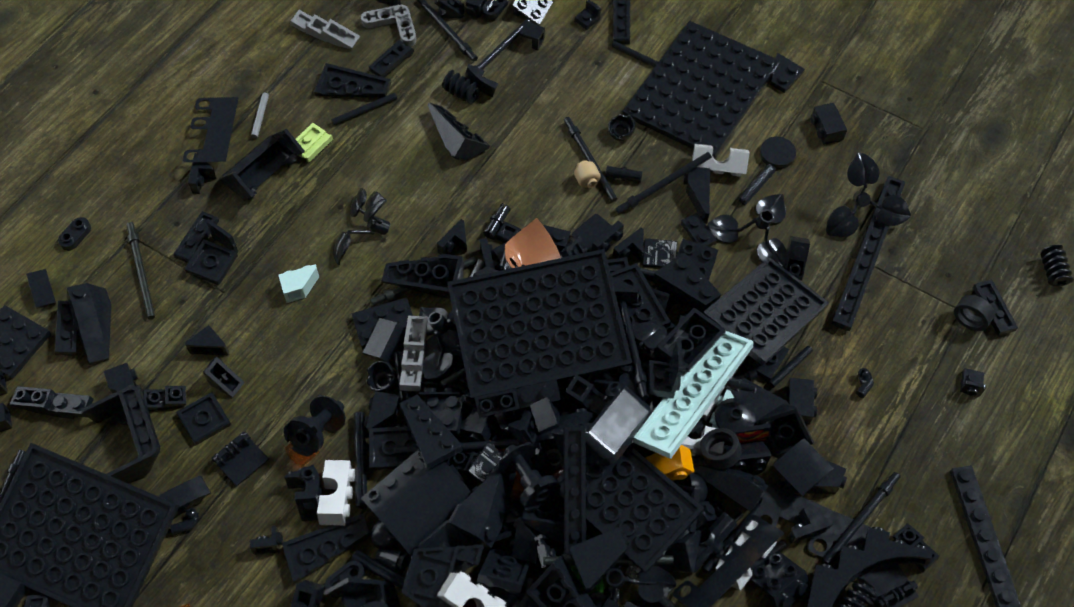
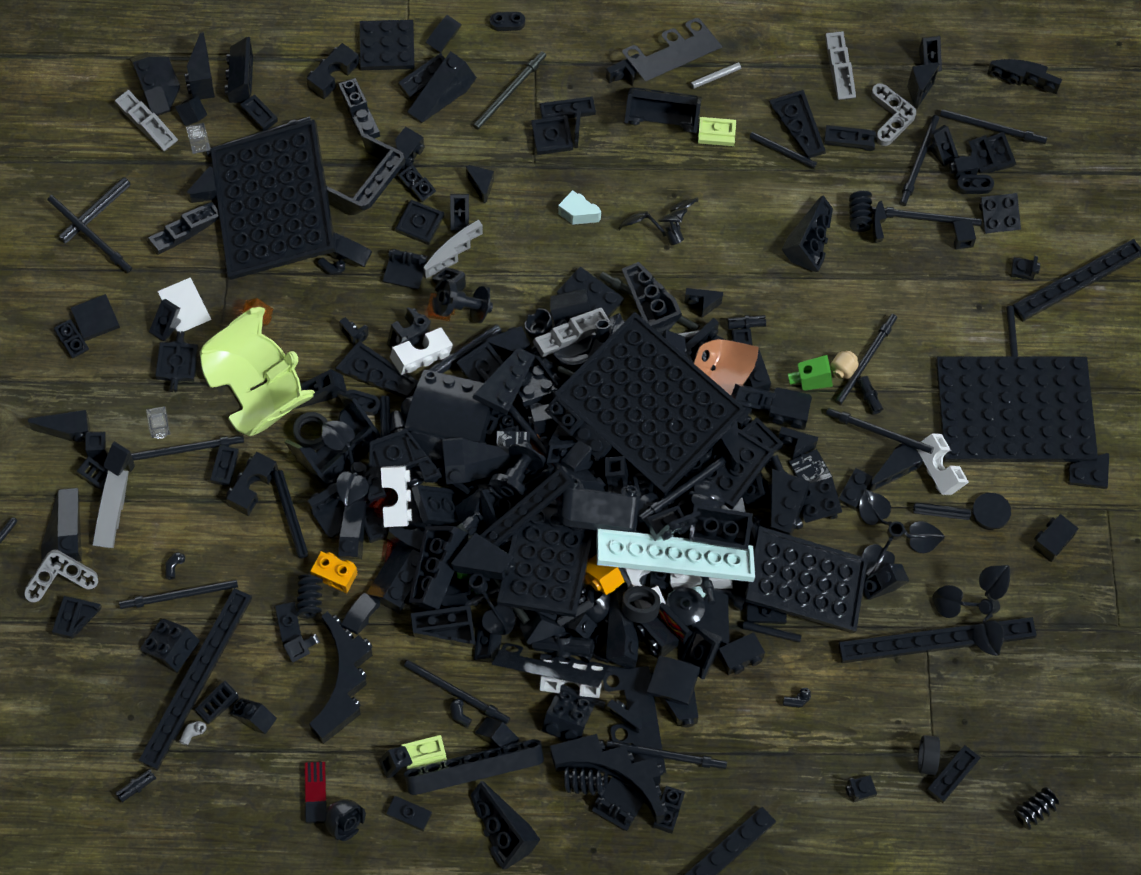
camera: 55 degrees right, 5 degrees up
(255, 409) = (448, 253): none -> light grey slope
(276, 425) = (452, 274): none -> black slope
(581, 198) = (812, 374): none -> bright green torso
(621, 127) = (916, 365): black hair -> none

